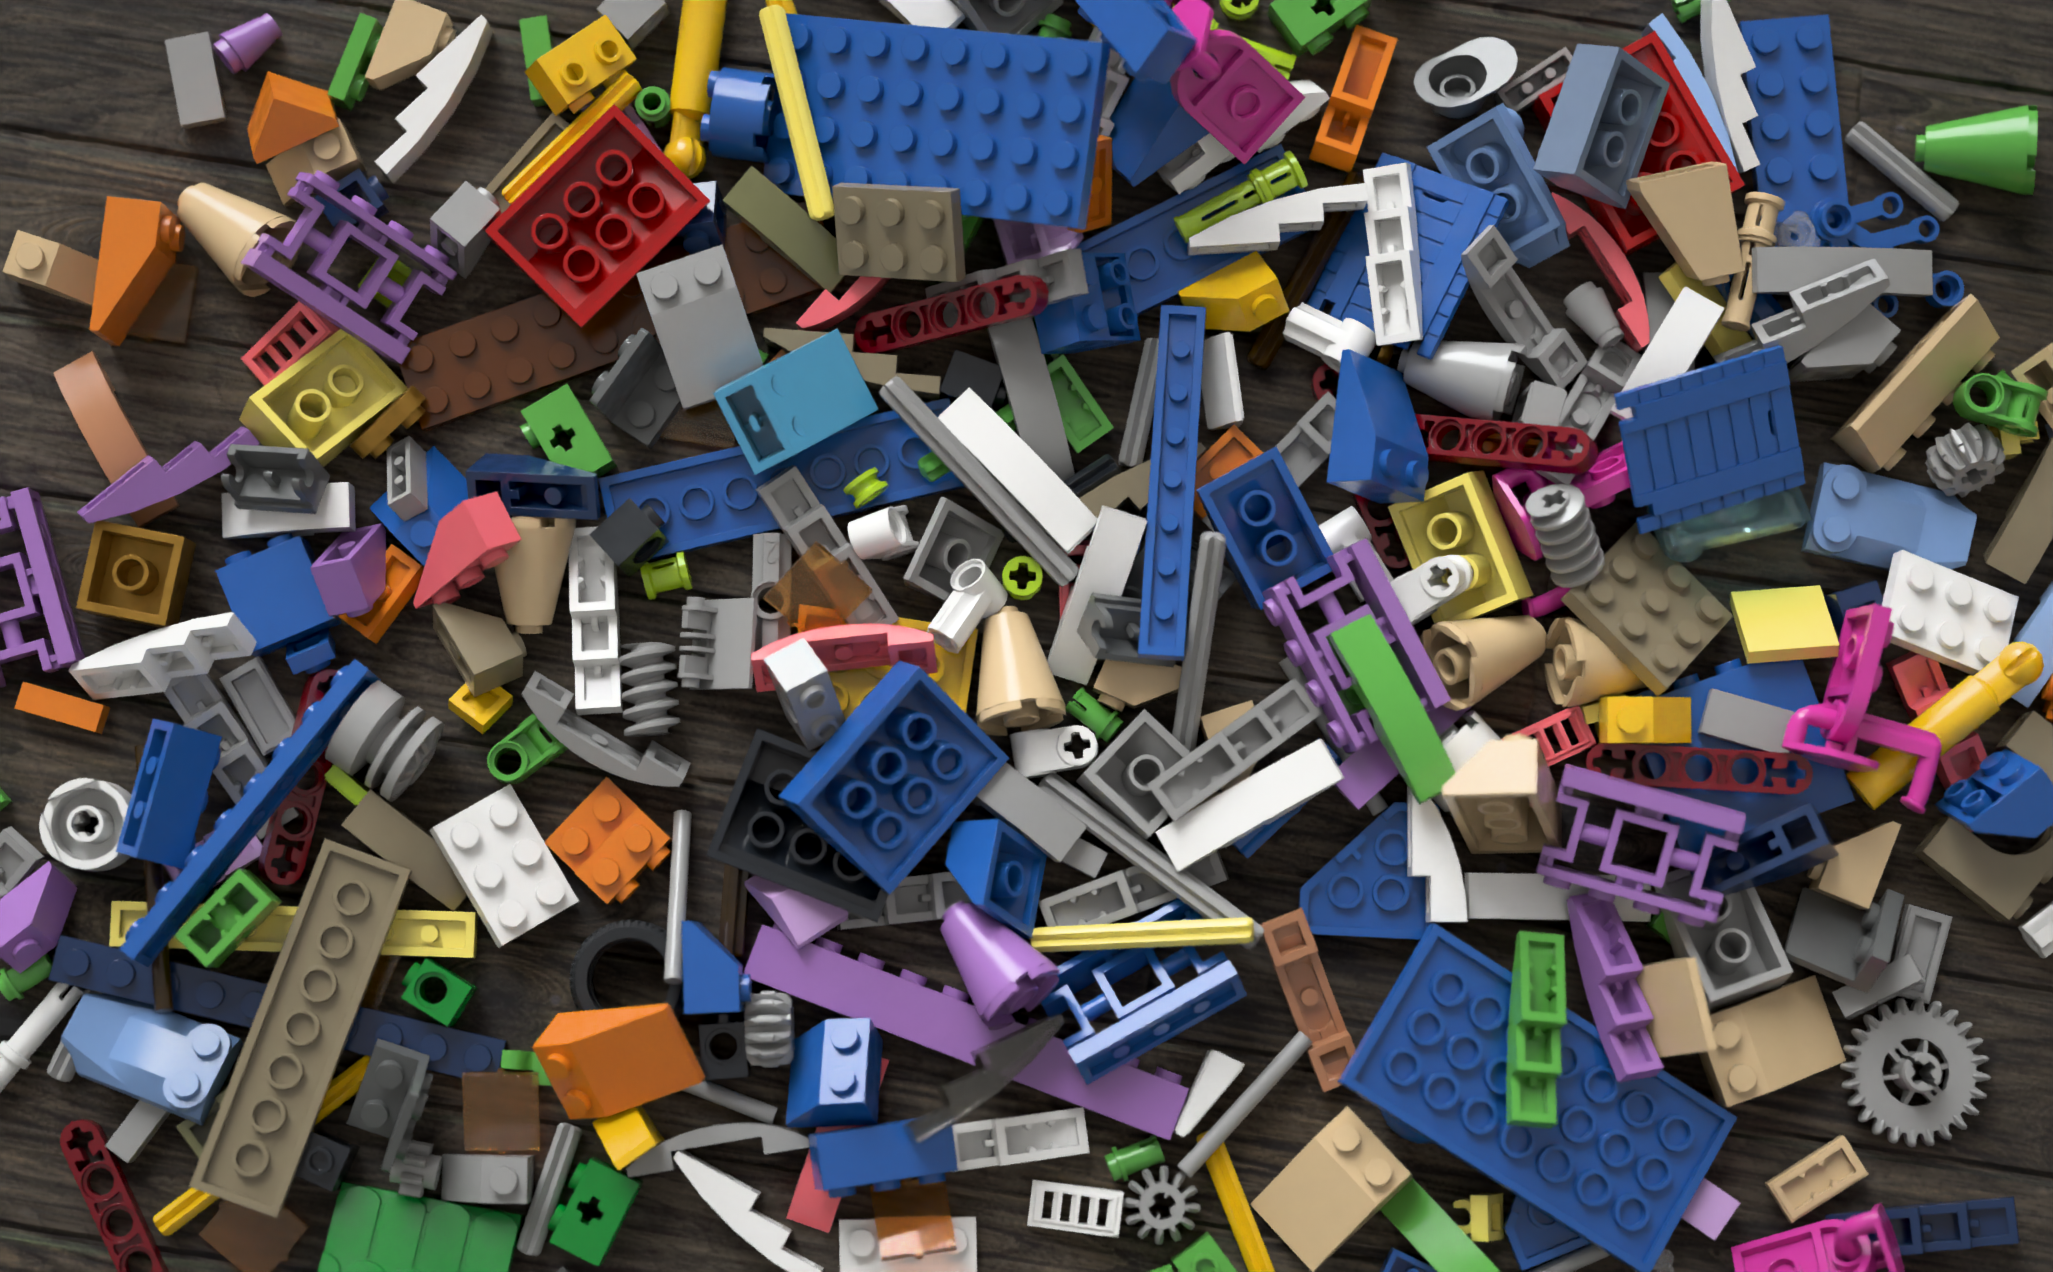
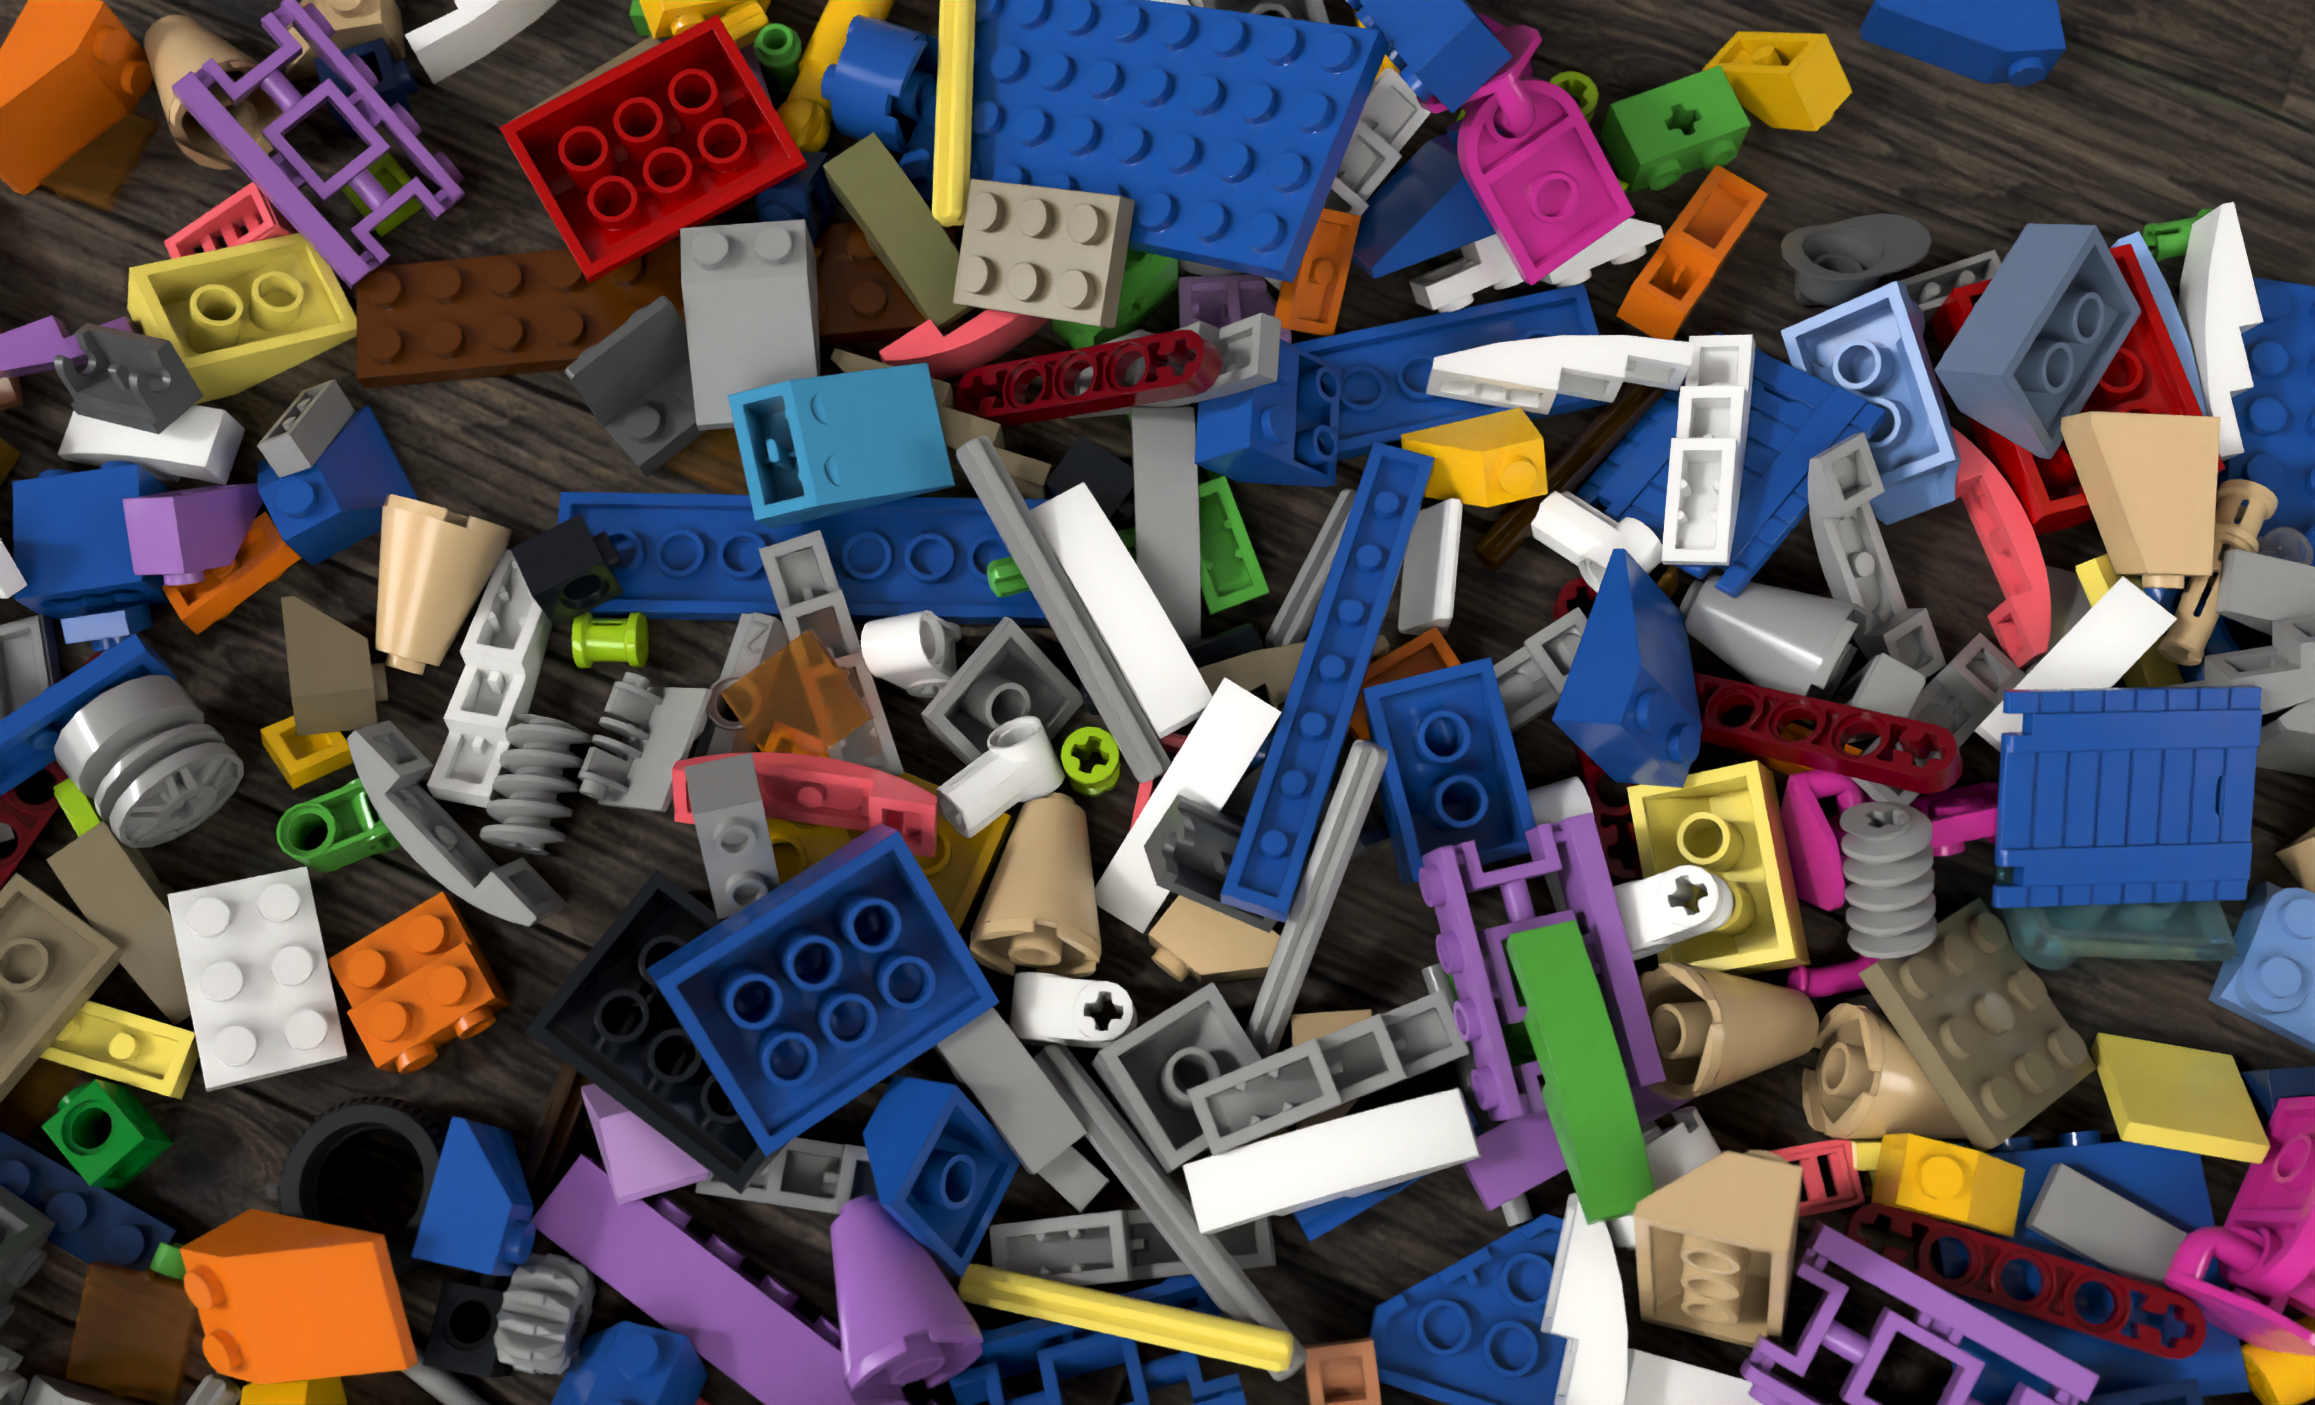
camera: 20 degrees right, 10 degrees down
(403, 411) = (327, 346): pearl gold plate -> none
(461, 225) = (473, 139): light grey slope -> none
(463, 546) = (340, 524): coral slope -> none
(535, 486) = (456, 474): dark blue slope -> none
(560, 413) = (542, 402): bright green brick -> none
(677, 896) = (479, 1074): light grey bar -> none
(865, 487) = (908, 584): lime bush -> none
(1096, 717) = (1143, 979): bright green pin -> none
(1258, 182) = (1571, 316): lime pin -> none
(1593, 314) = (1969, 600): light grey cone -> none

